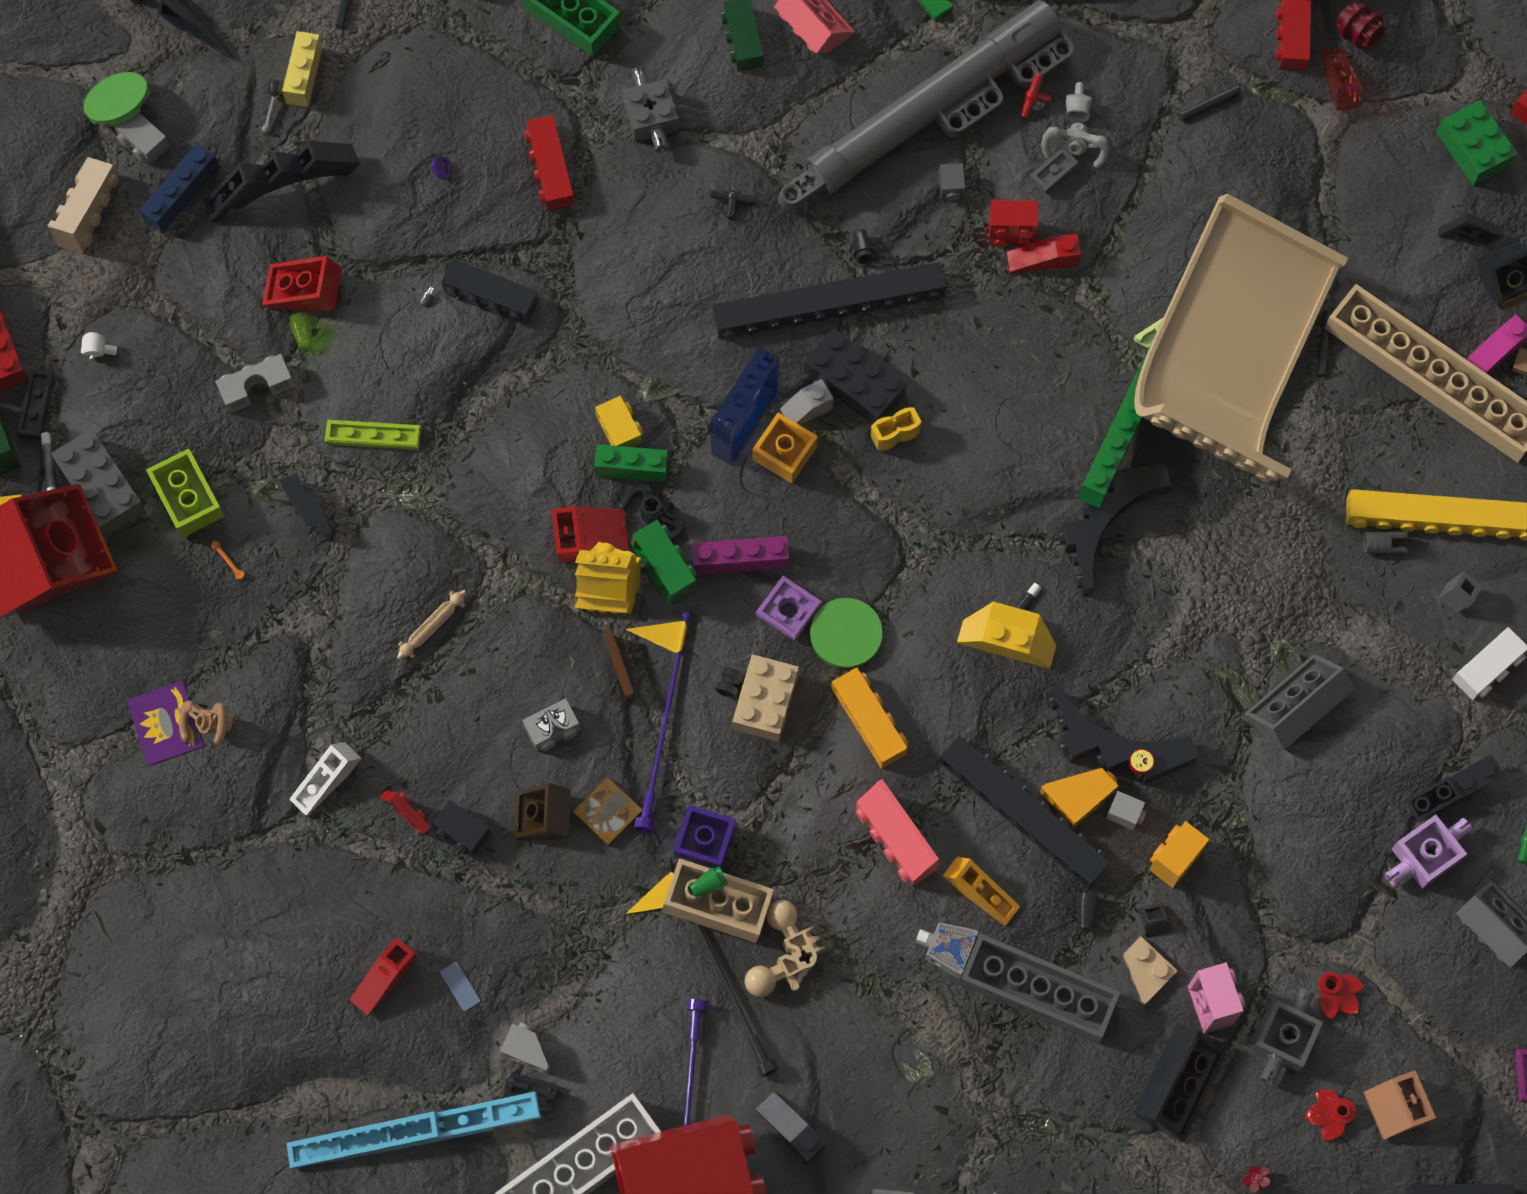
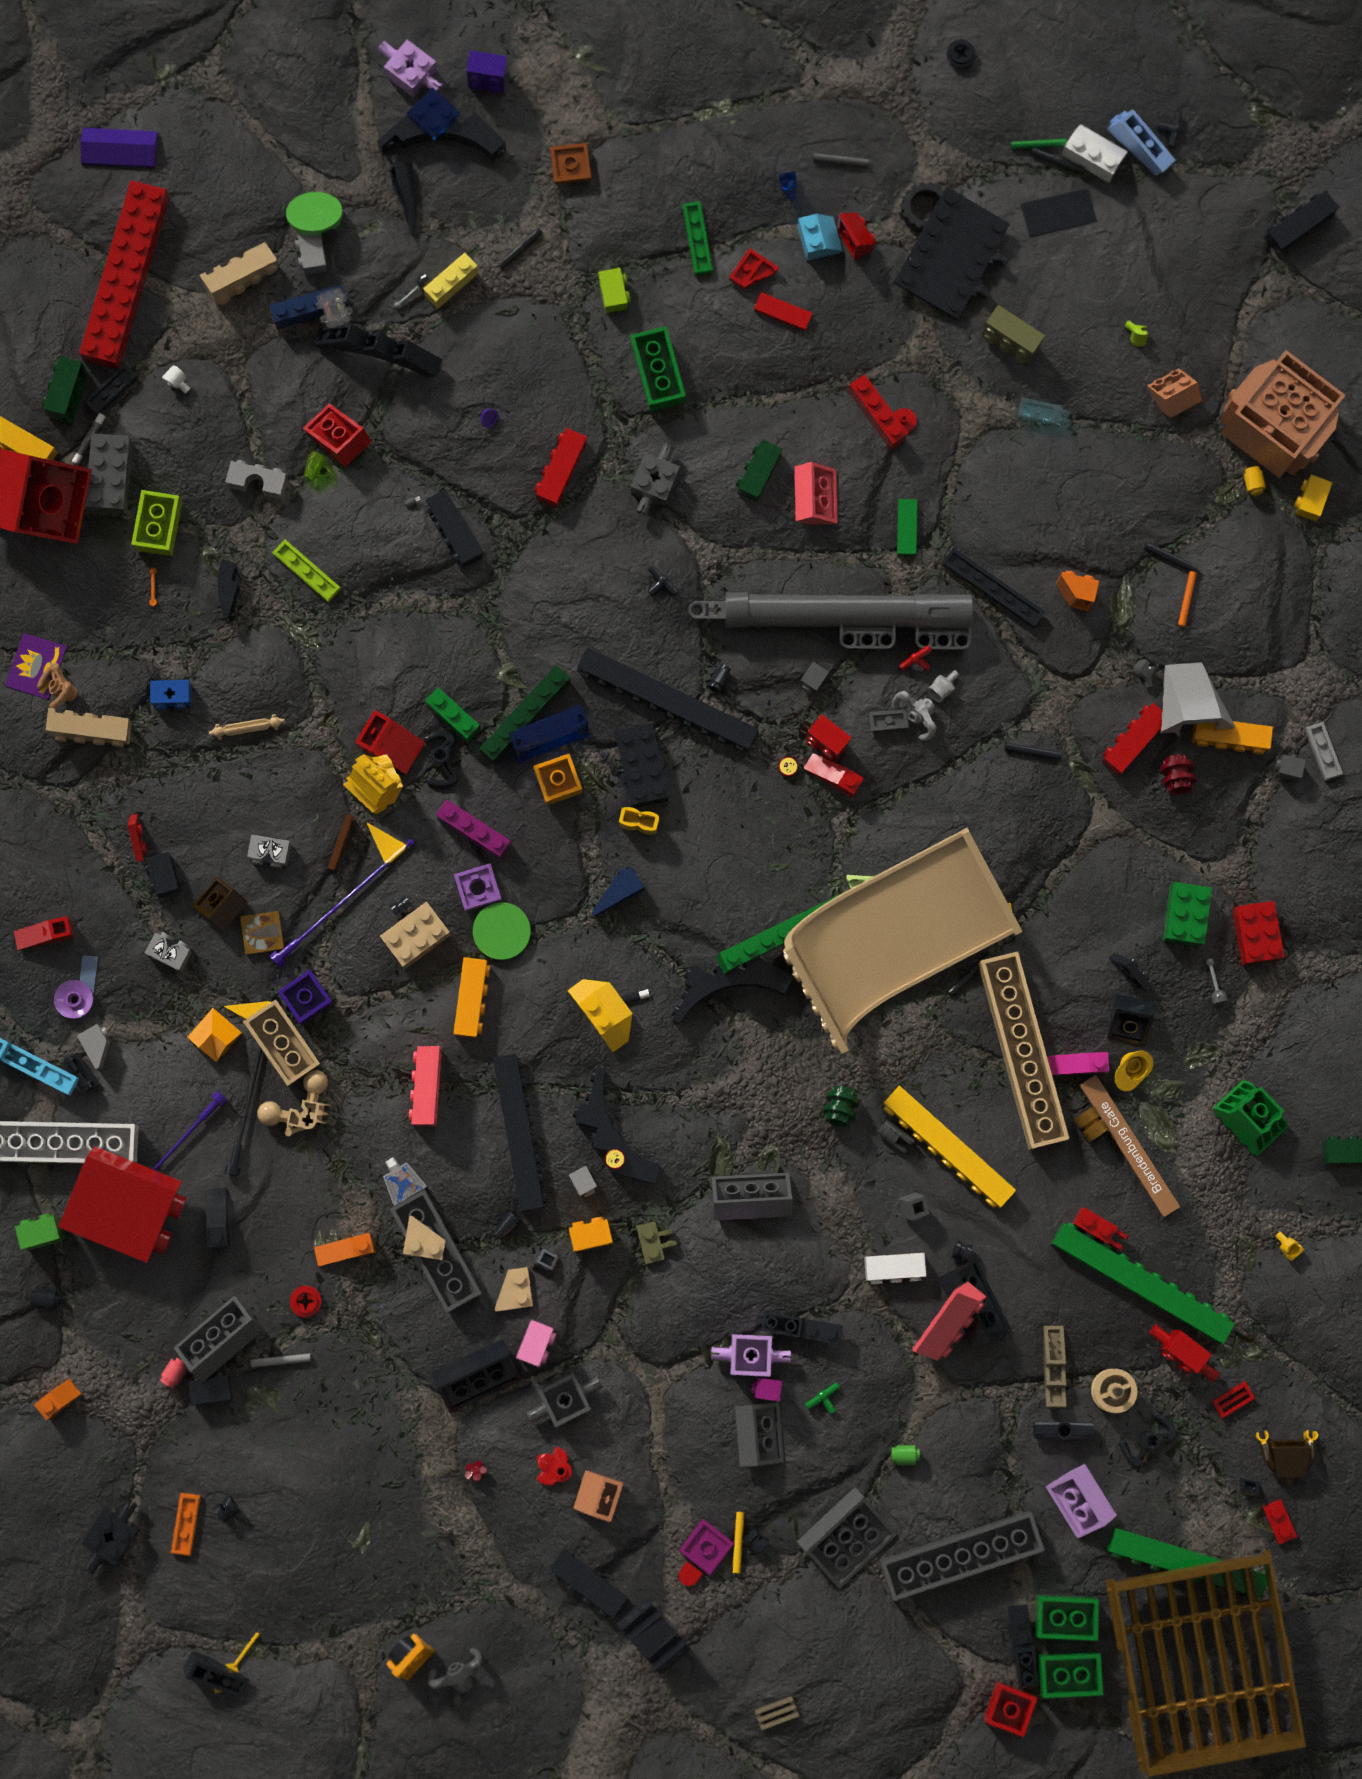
camera: 30 degrees right, 10 degrees up
(208, 164) = (334, 308): none -> clear piece
(270, 739) = (88, 728): none -> tan wedge
(325, 776) = (105, 777): white slope -> none
(336, 637) = (162, 689): none -> blue brick
(461, 1008) = (64, 995): none -> medium lavender dish
(527, 899) = (169, 952): none -> light grey brick
(618, 423) = (465, 683): yellow brick -> none
(639, 948) = (214, 1035): none -> light orange slope
(664, 561) = (419, 798): green brick -> none
(702, 412) = (525, 713): none -> dark green brick
(709, 882) = (281, 1030): green cone -> none
(808, 403) = (597, 760): light grey slope -> none
(931, 503) = (622, 888): none -> dark blue slope
(945, 1059) = (345, 1249): none -> orange slope
(948, 1130) = (299, 1294): none -> red gear
(981, 889) = (451, 1161): light orange slope -> none
(994, 280) = (788, 766): none -> light yellow tile
(1021, 983) = (423, 1241): none -> tan wing
(1080, 794) = (562, 1149): light orange slope -> none
(1239, 820) = (651, 1243): none -> olive hinge
(1312, 551) = (841, 1103): none -> dark green piece
(1341, 79) = (1134, 800): clear red slope -> none
(1341, 997) = (621, 1401): red plate -> none
(1473, 871) = (767, 1389): none -> magenta slope

